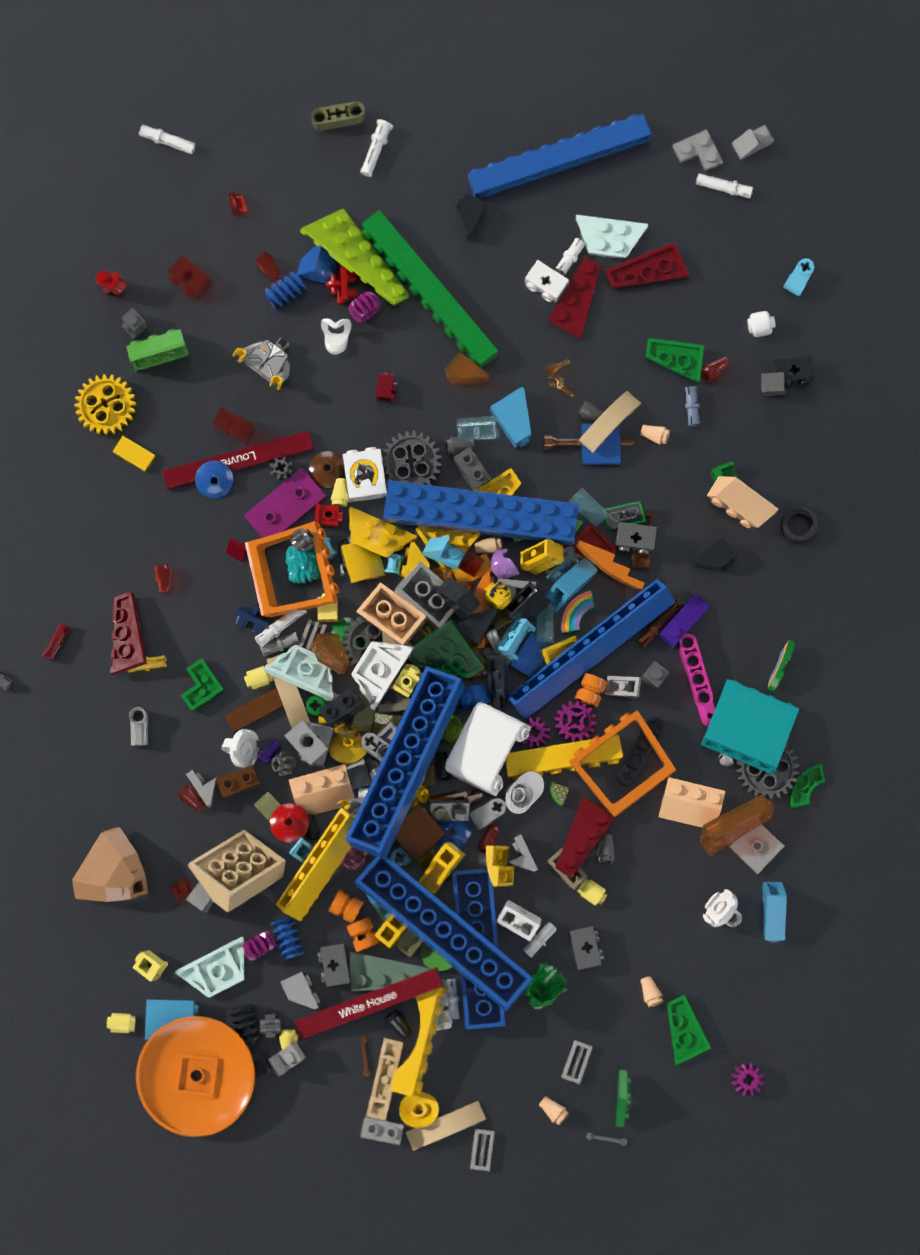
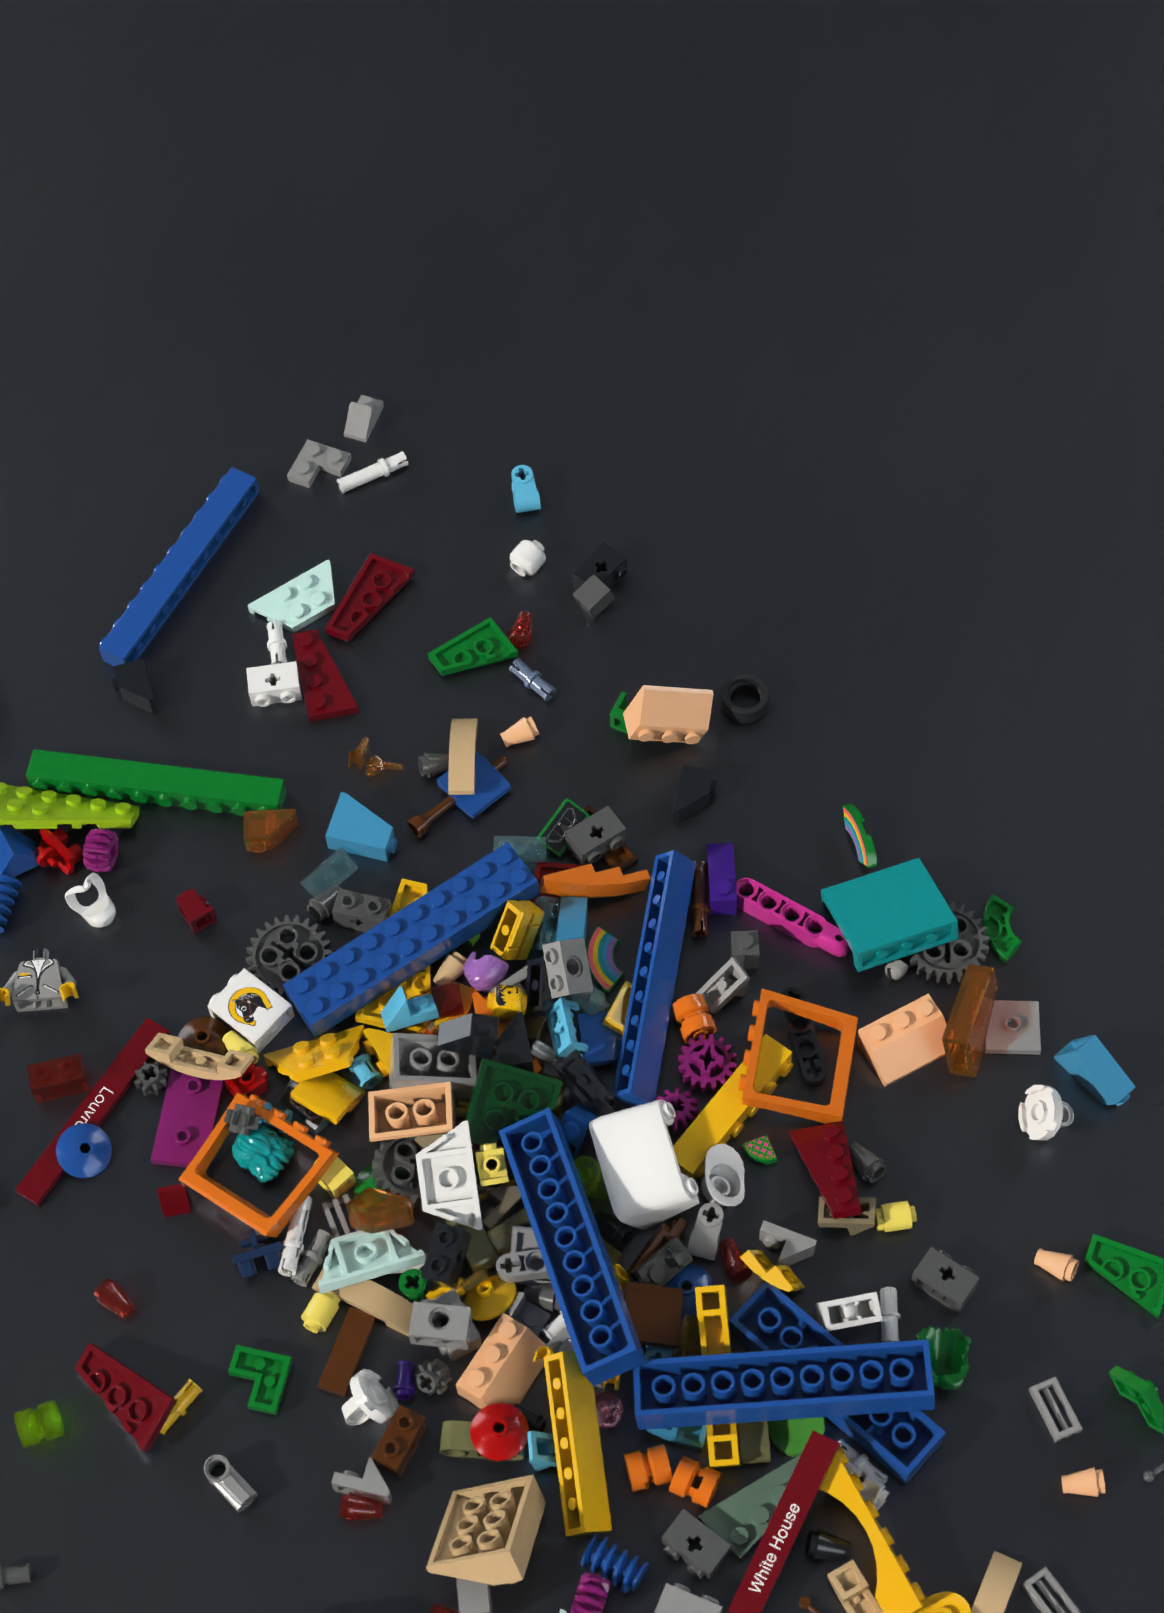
camera: 40 degrees left, 20 degrees down
(56, 641) = (46, 1473): dark red axle -> none
(66, 611) = (39, 1424): none -> clear neon green wheel
(311, 481) = (197, 1063): none -> tan slope
(544, 606) = (567, 968): none -> light grey brick

